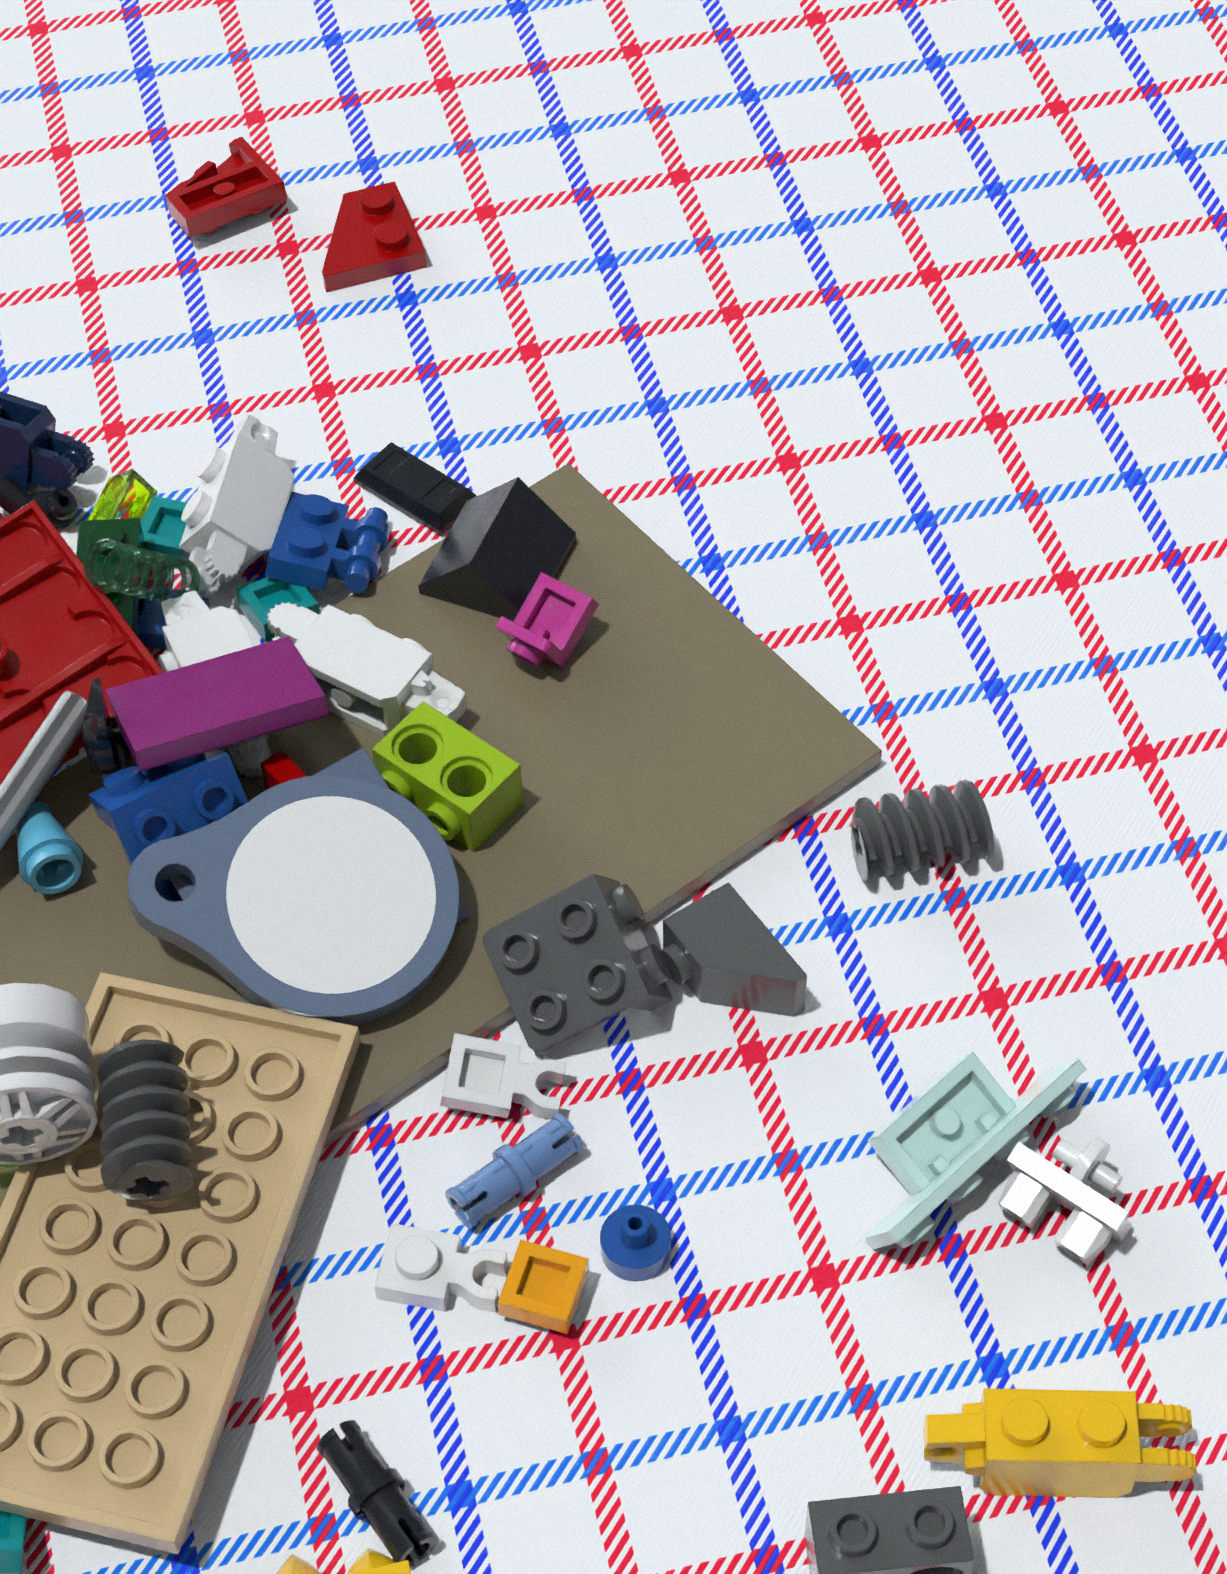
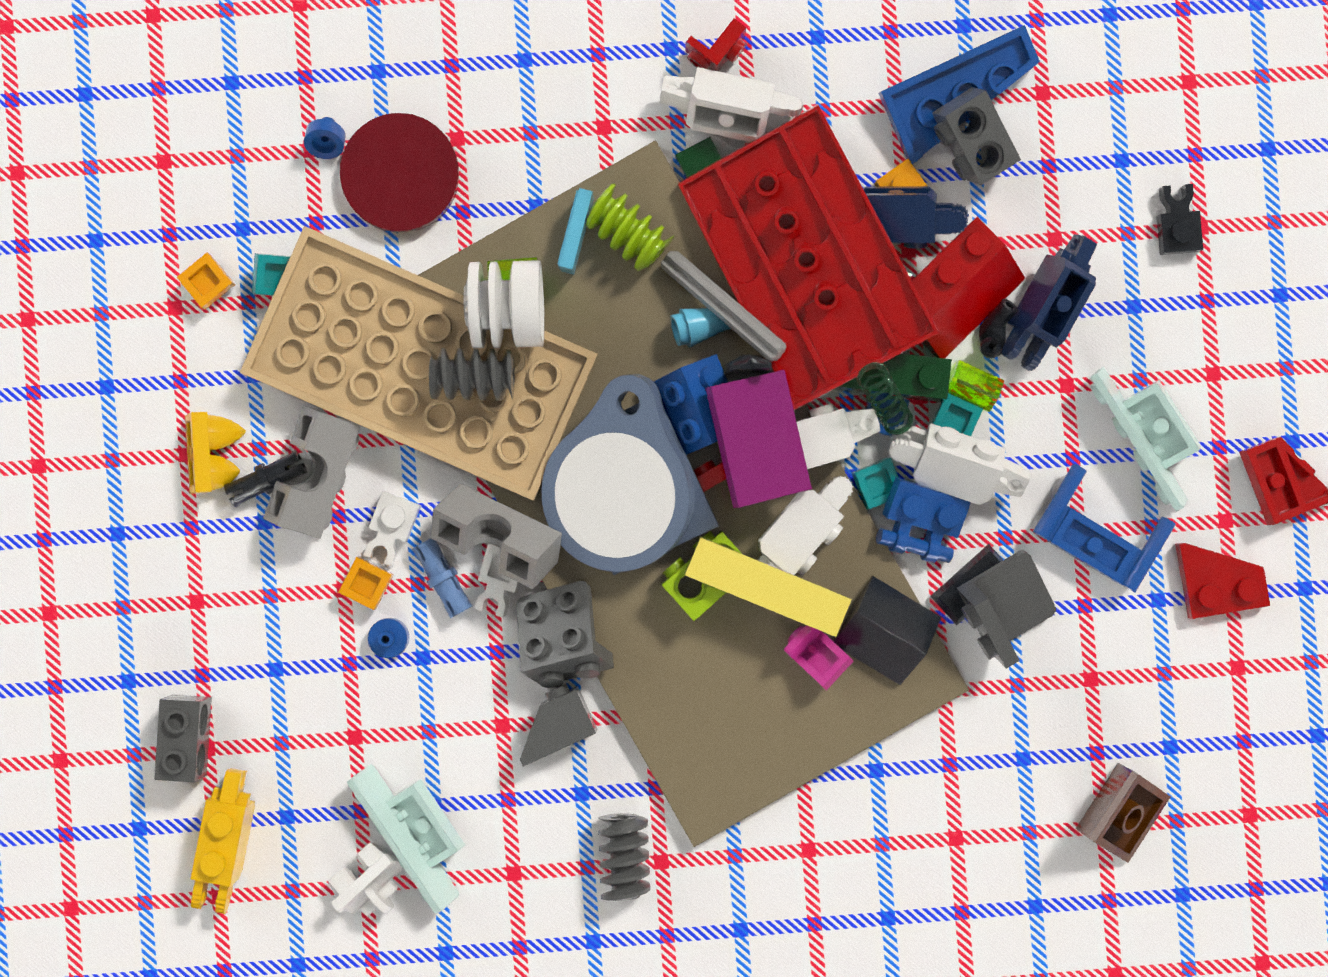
camera: 90 degrees right, 35 degrees up
(164, 316) = (1154, 430): none -> light aqua bracket
(303, 1378) = (309, 504): none -> light grey arch
(334, 361) = (1094, 543): none -> blue plate
(431, 1018) = (472, 519): none -> light grey arch
(443, 436) = (1006, 604): none -> dark grey bracket
(447, 675) = (768, 586): none -> light yellow tile
(699, 290) = (1123, 812): none -> reddish brown slope

